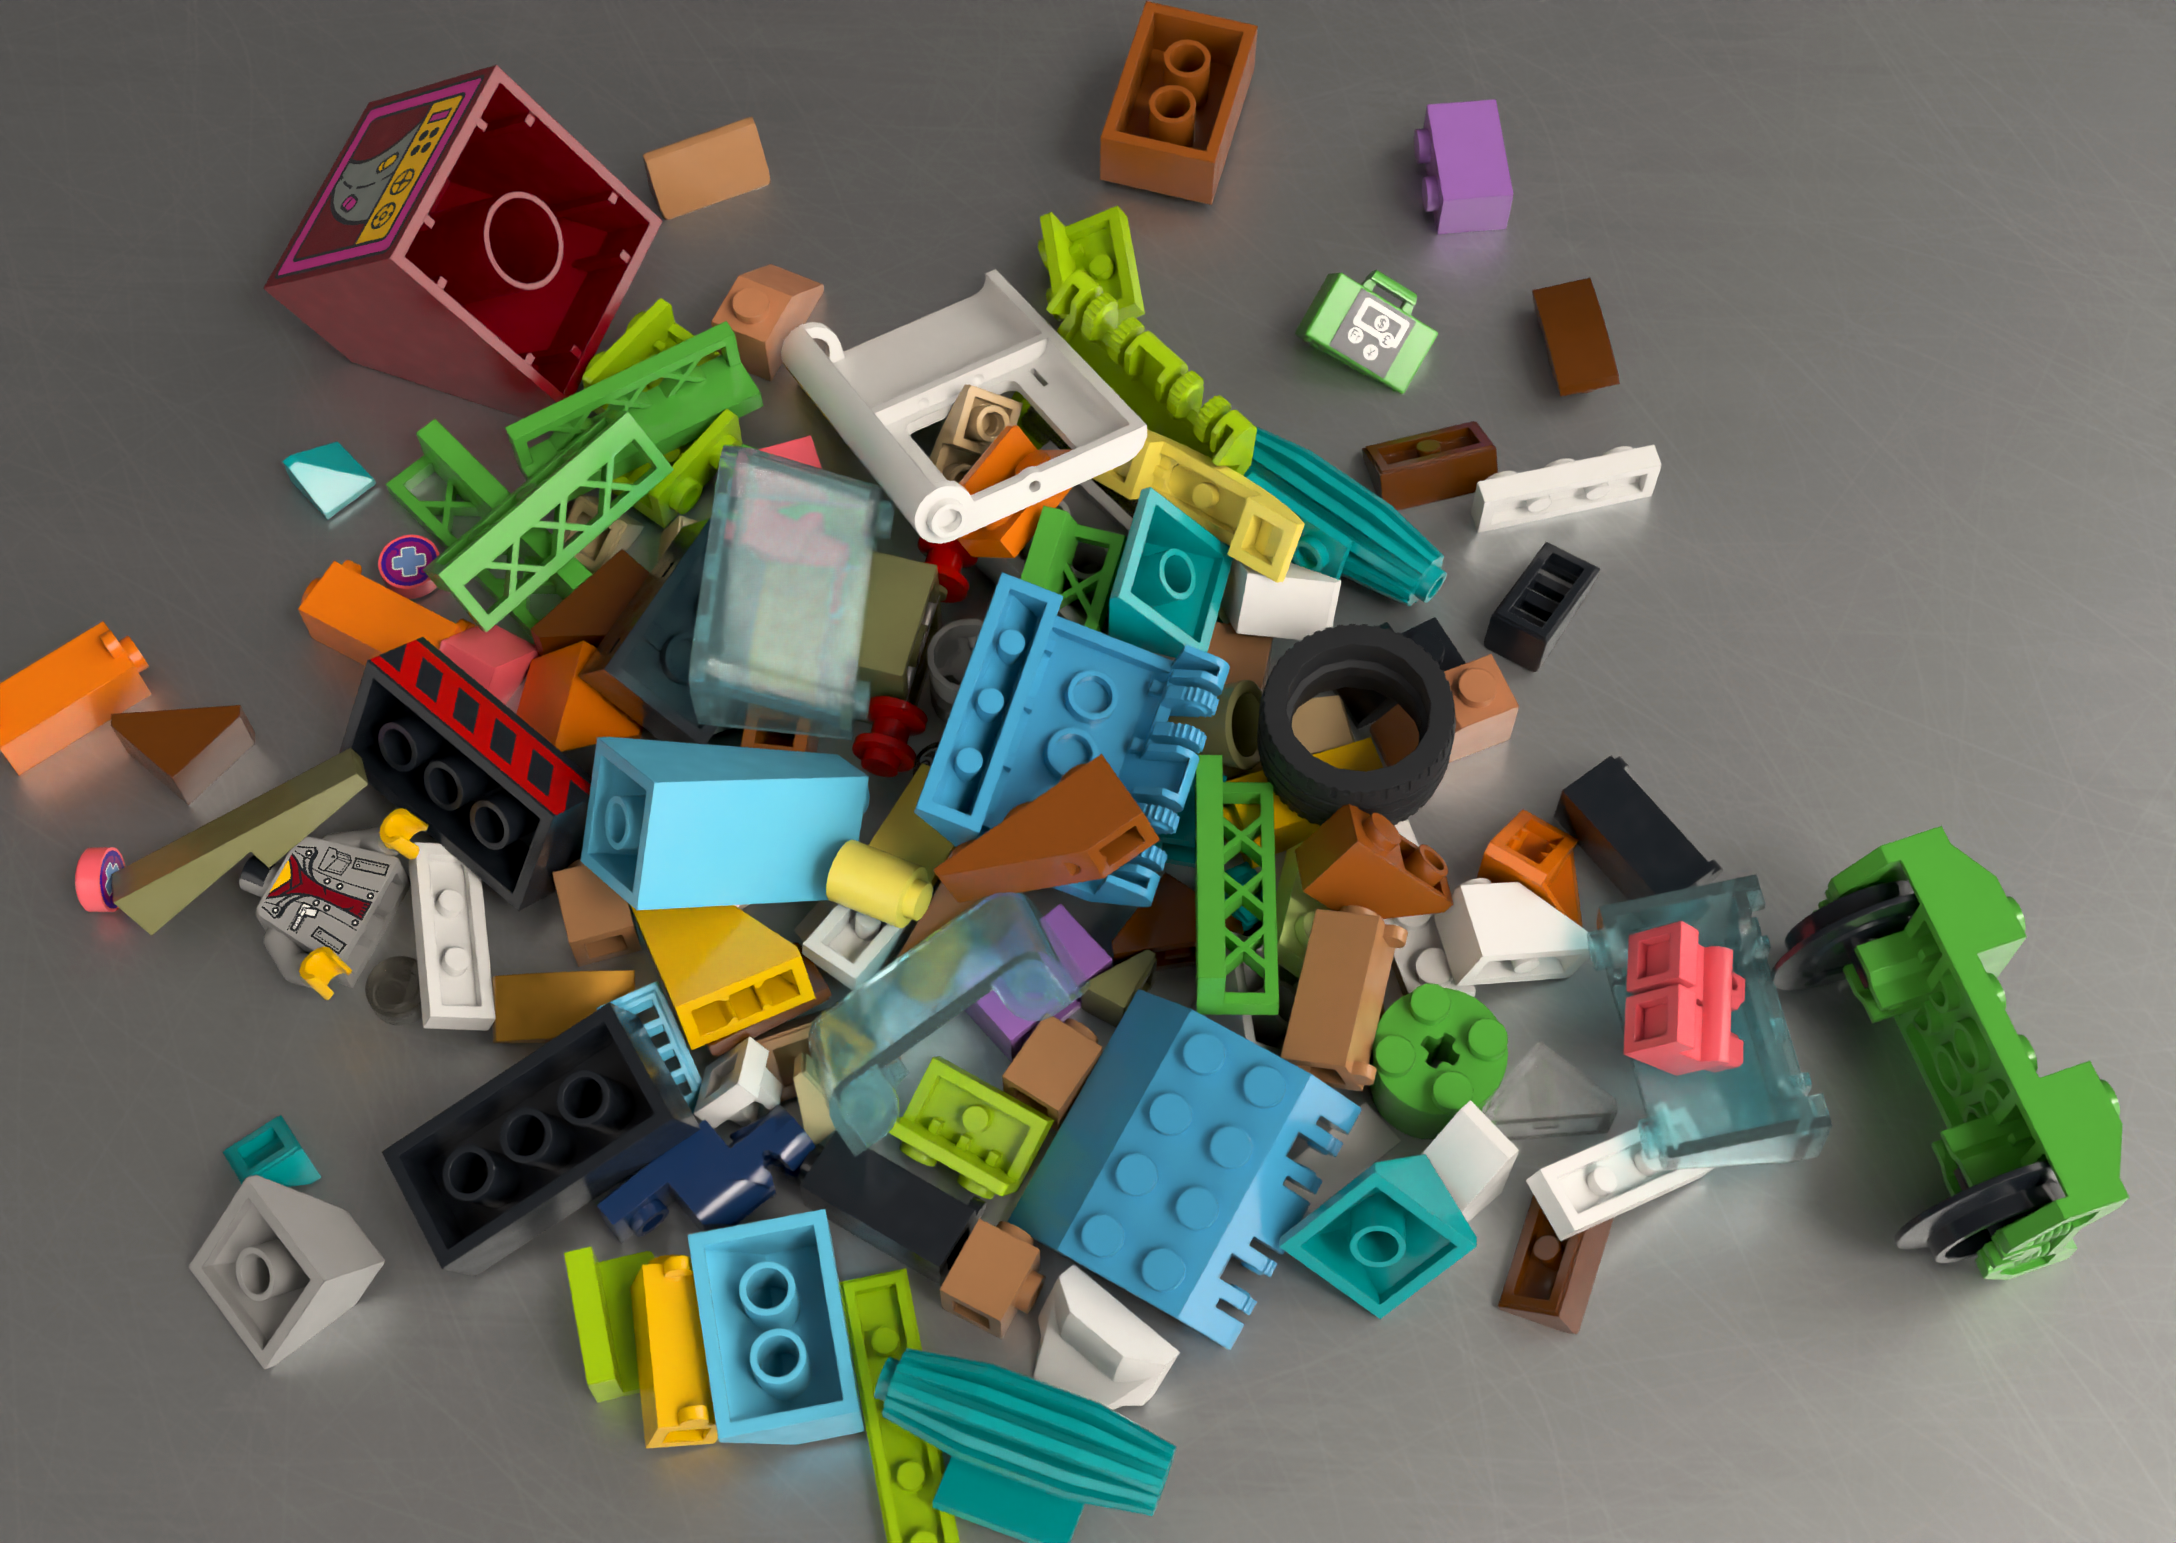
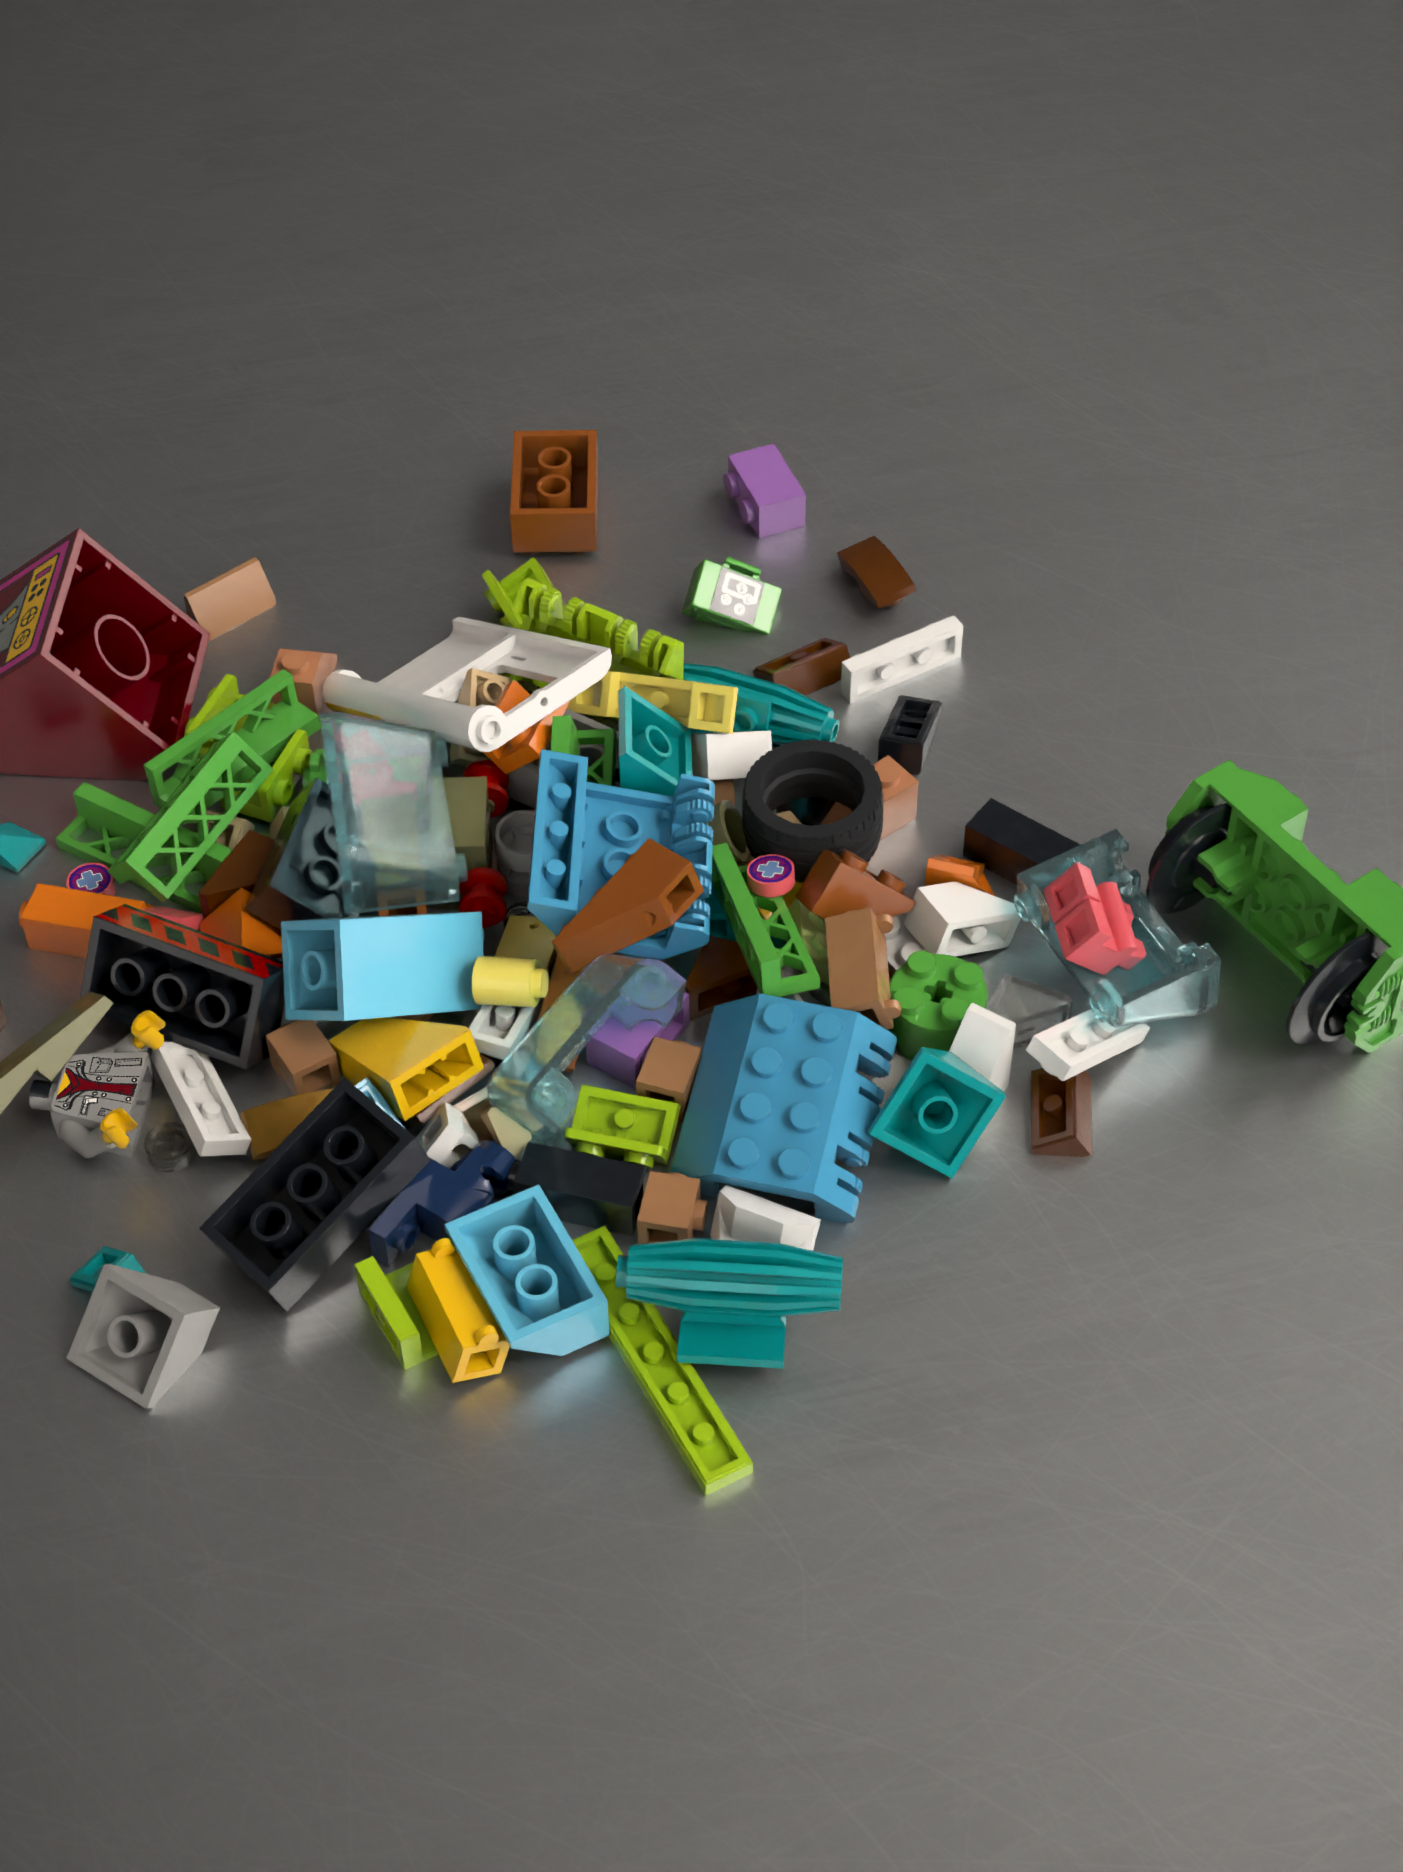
camera: 15 degrees left, 15 degrees down
(1116, 987) = (695, 1016): olive slope -> none
(1268, 816) = (771, 875): none -> tile

